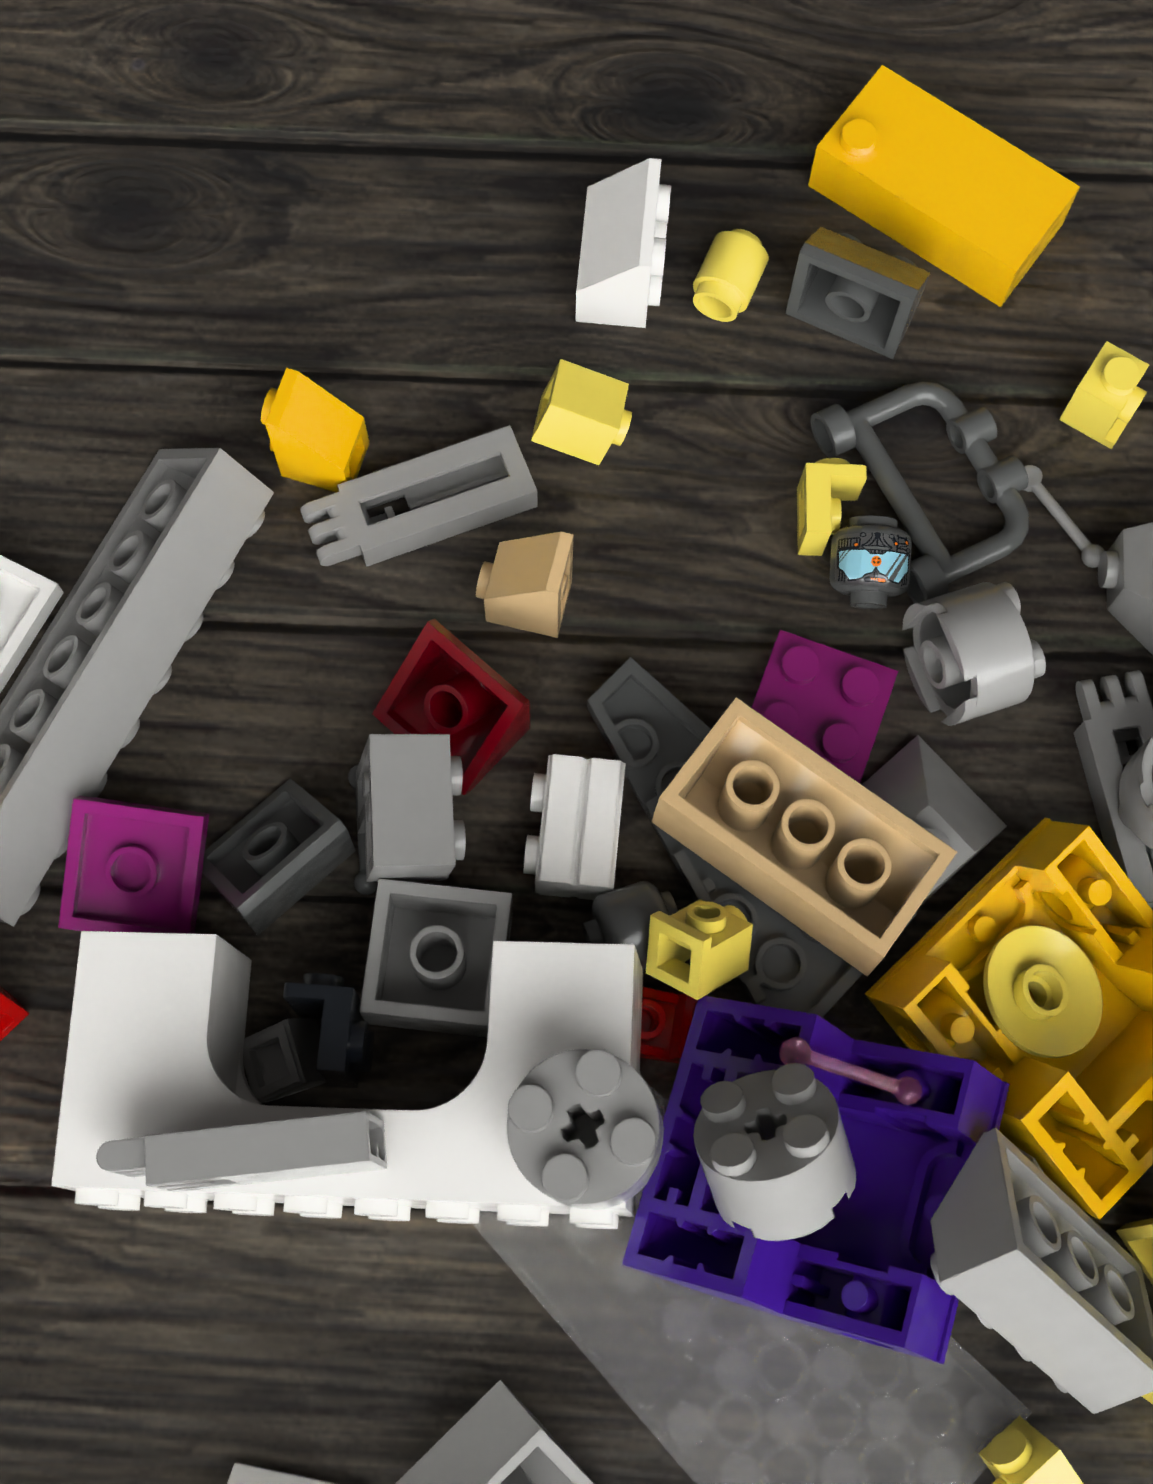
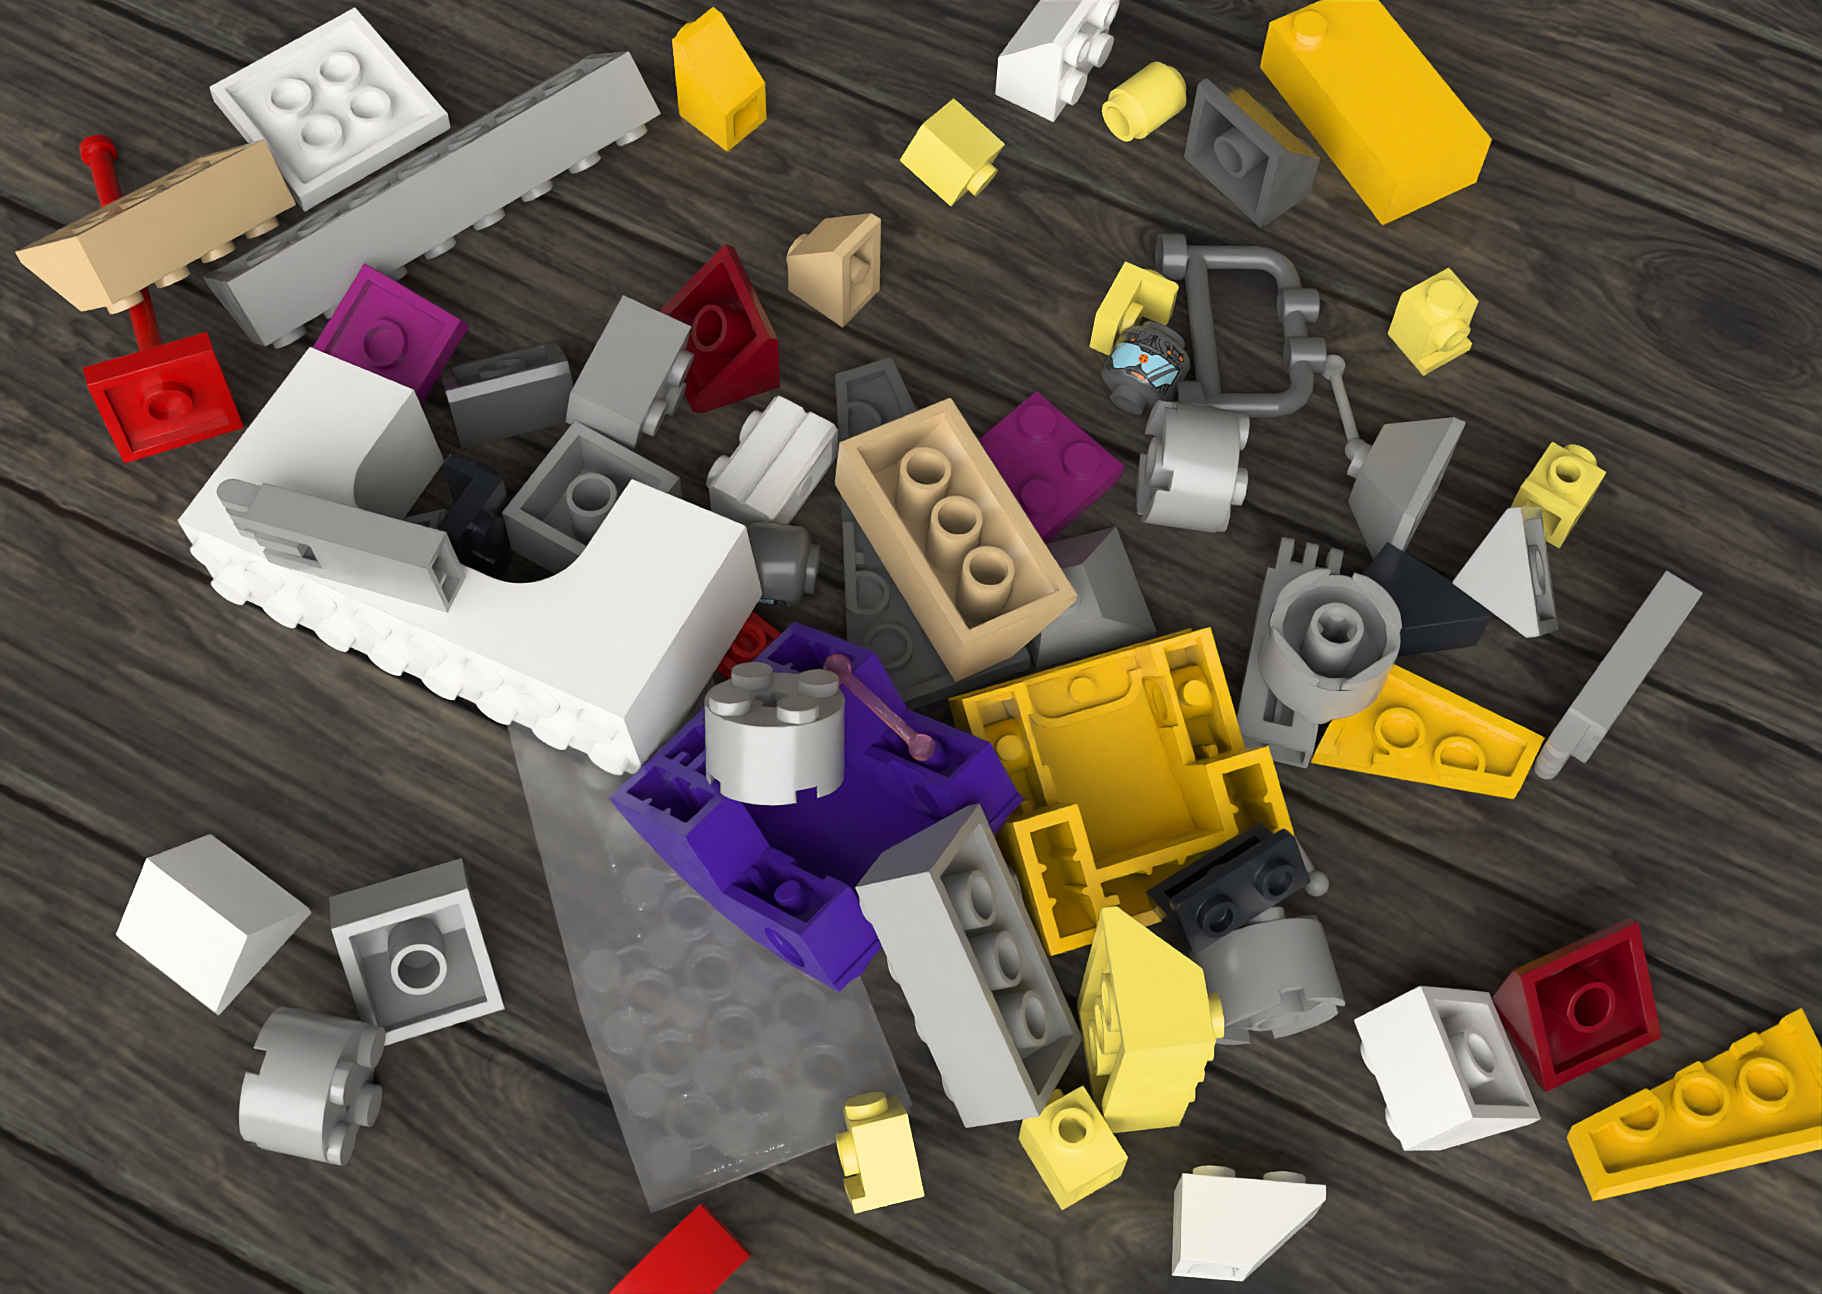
camera: 25 degrees right, 10 degrees down
(445, 495) = (808, 176): light grey hinge -> none
(544, 1117) = (618, 630): light grey brick -> none
(707, 934) = (816, 586): light yellow brick -> none
(1063, 988) = (1125, 748): light yellow dish -> none

